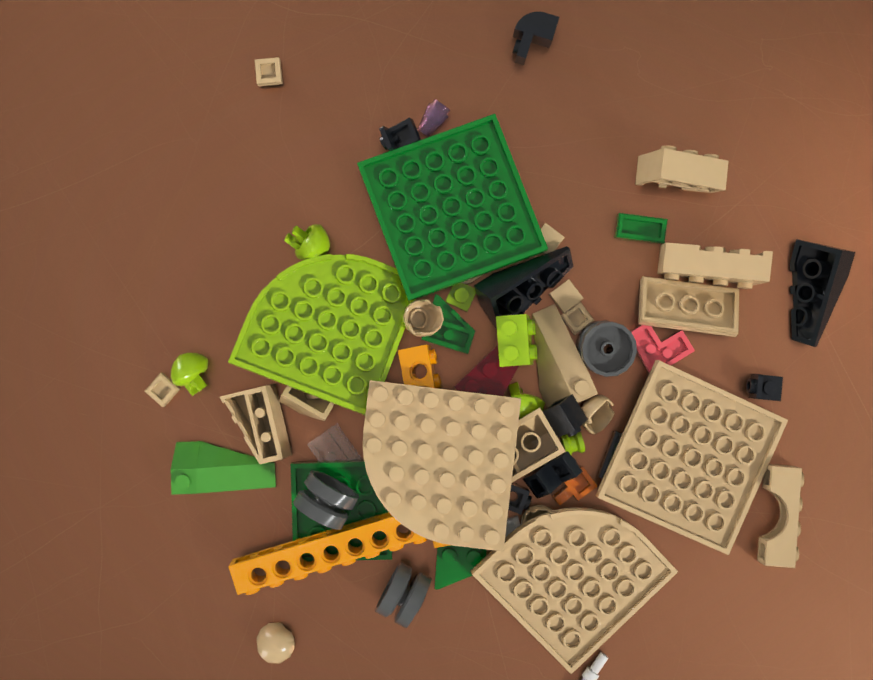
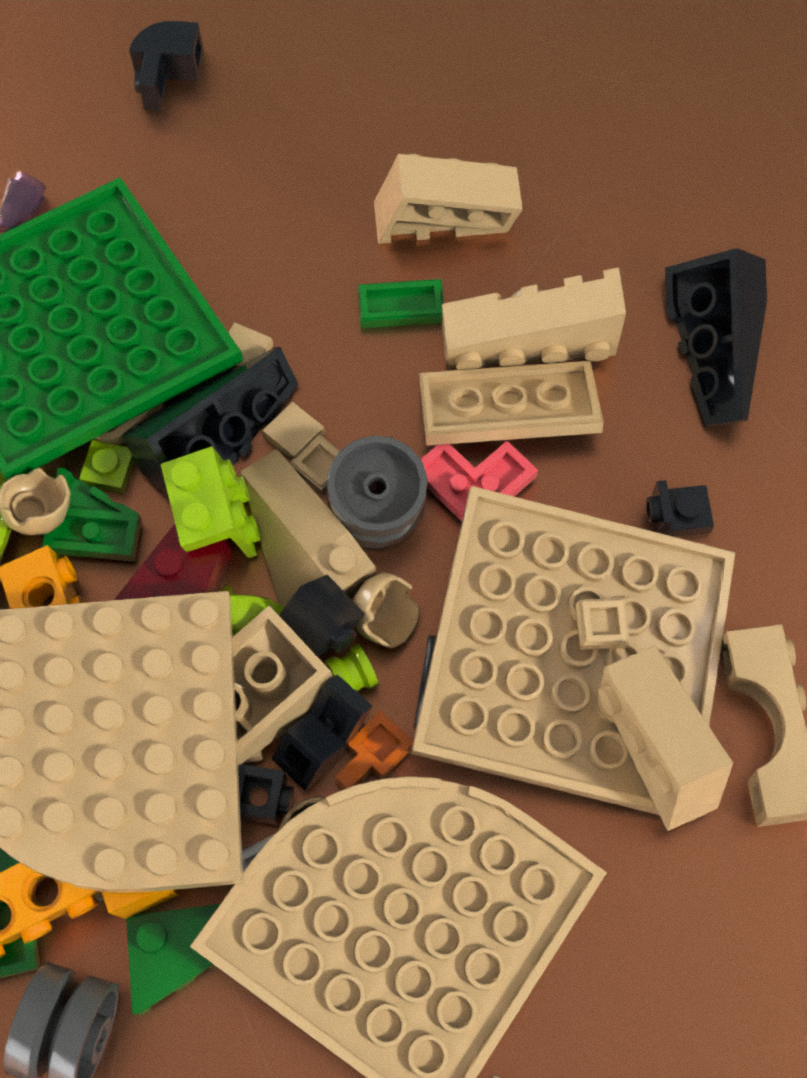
camera: 10 degrees left, 20 degrees down
(709, 449) = (602, 623): none -> tan tile
(726, 516) = (665, 737): none -> tan wedge

